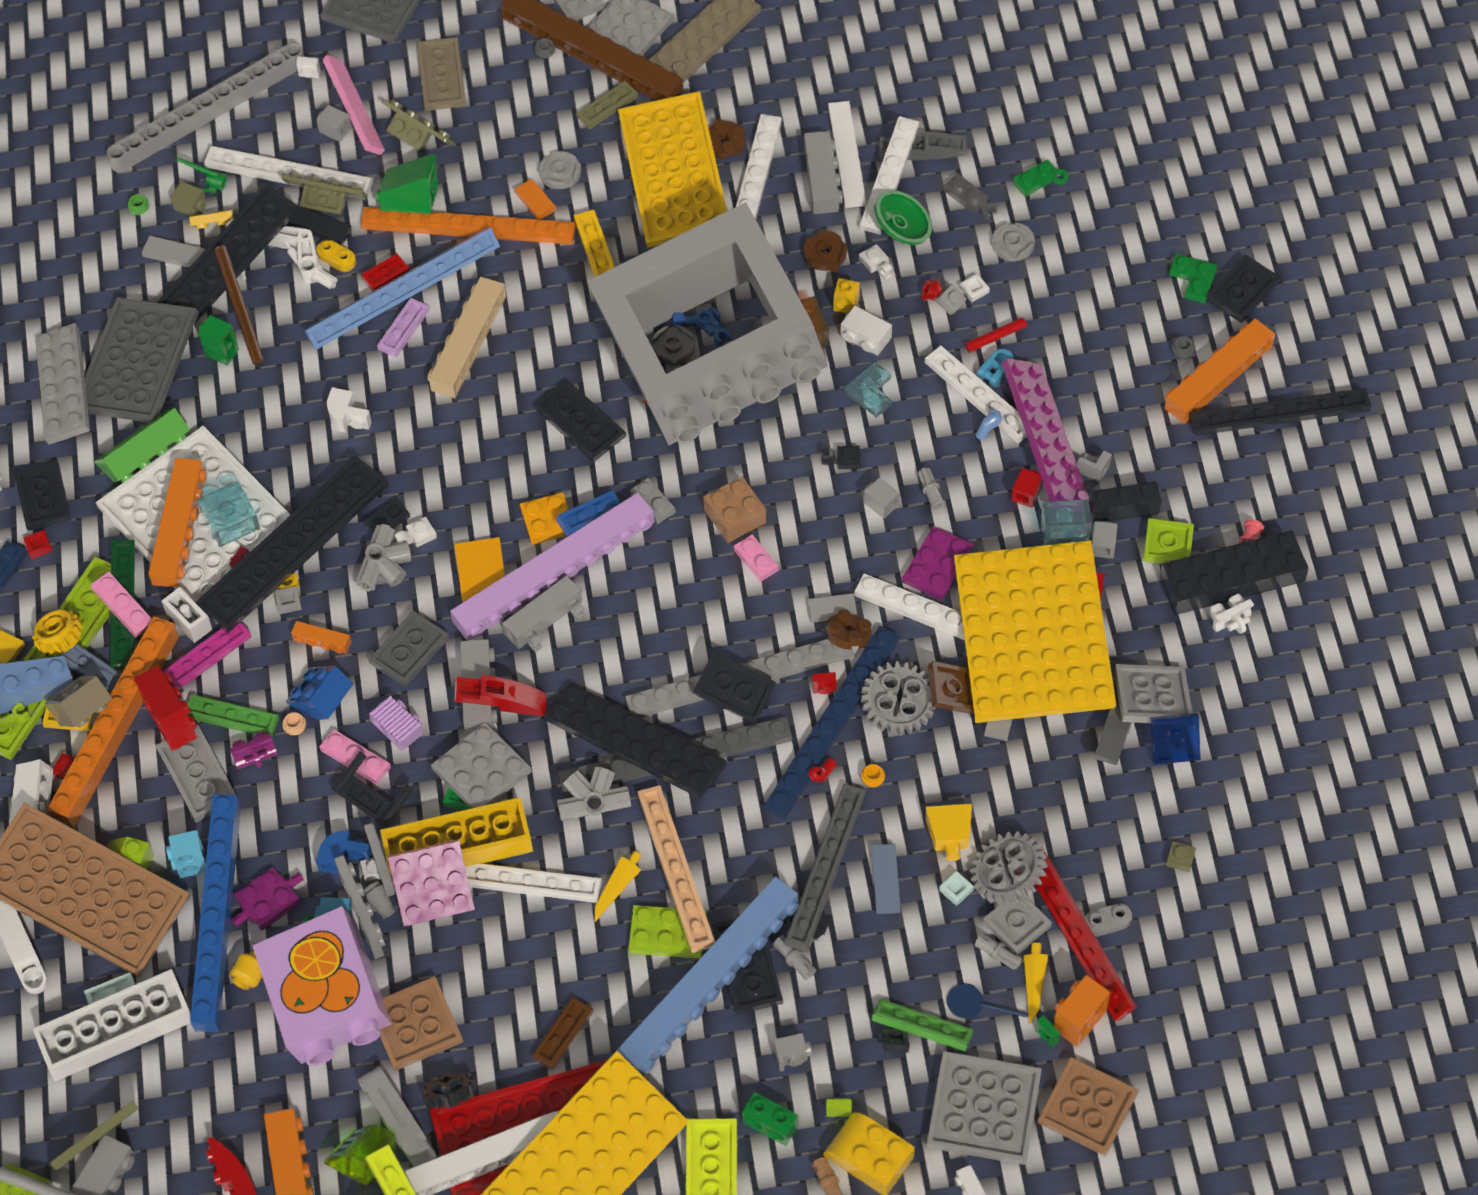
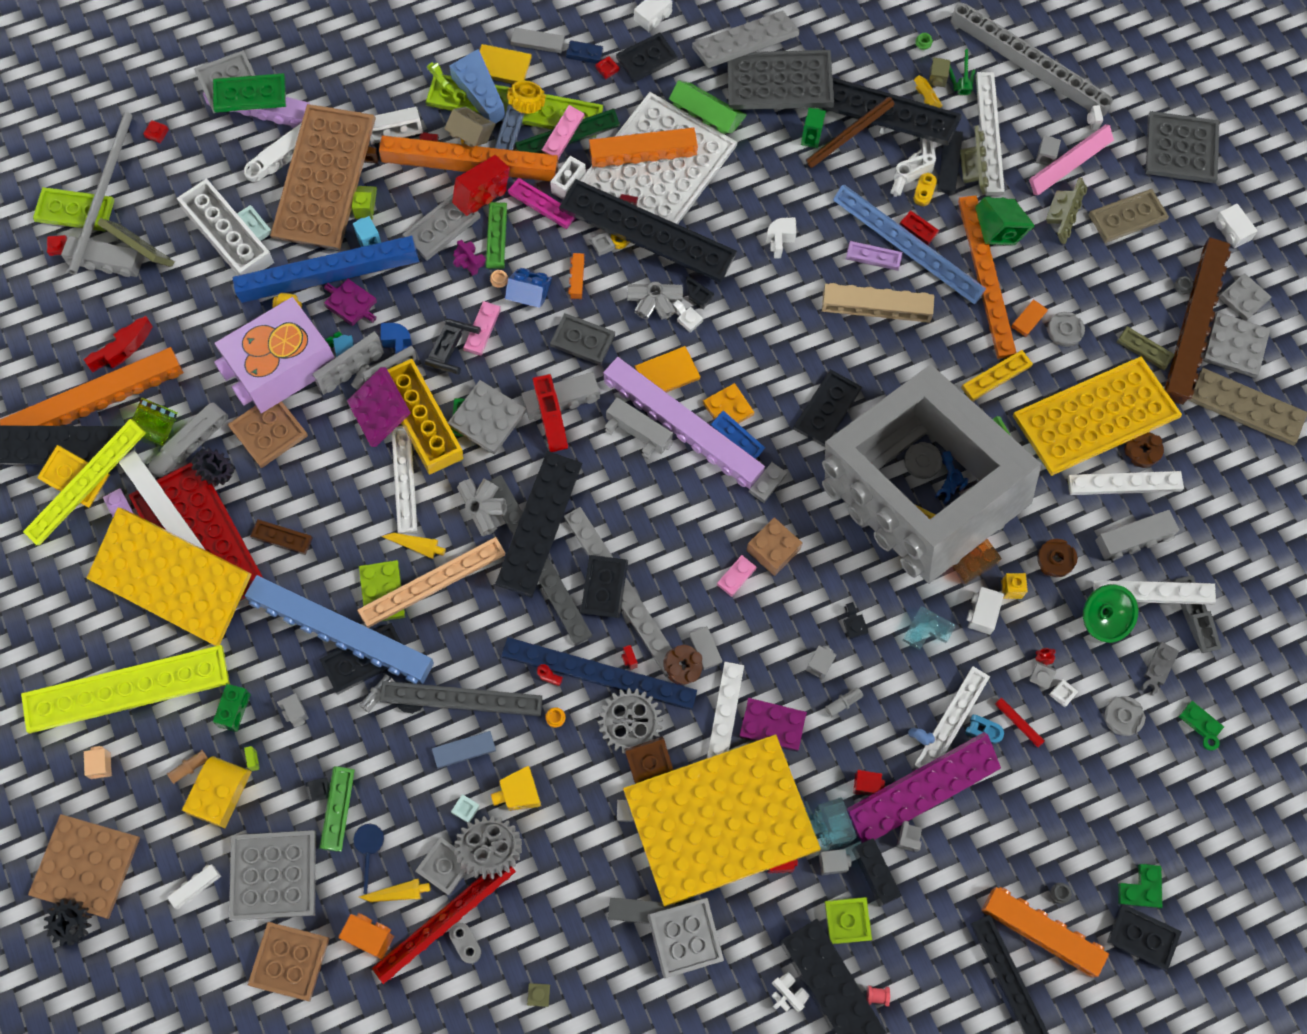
camera: 70 degrees right, 10 degrees up
(171, 251) = (889, 75): light grey tile -> none
(228, 514) = (659, 178): clear light blue brick -> none
(396, 722) = (514, 347): lavender brick -> none
(847, 154) = (1166, 552): white tile -> none
(876, 259) = (1063, 603): white plate -> none
(998, 951) = (414, 856): light grey axle -> none
(1047, 1031) = (351, 908): green tile -> none
(1175, 738) = (646, 966): clear blue plate -> none

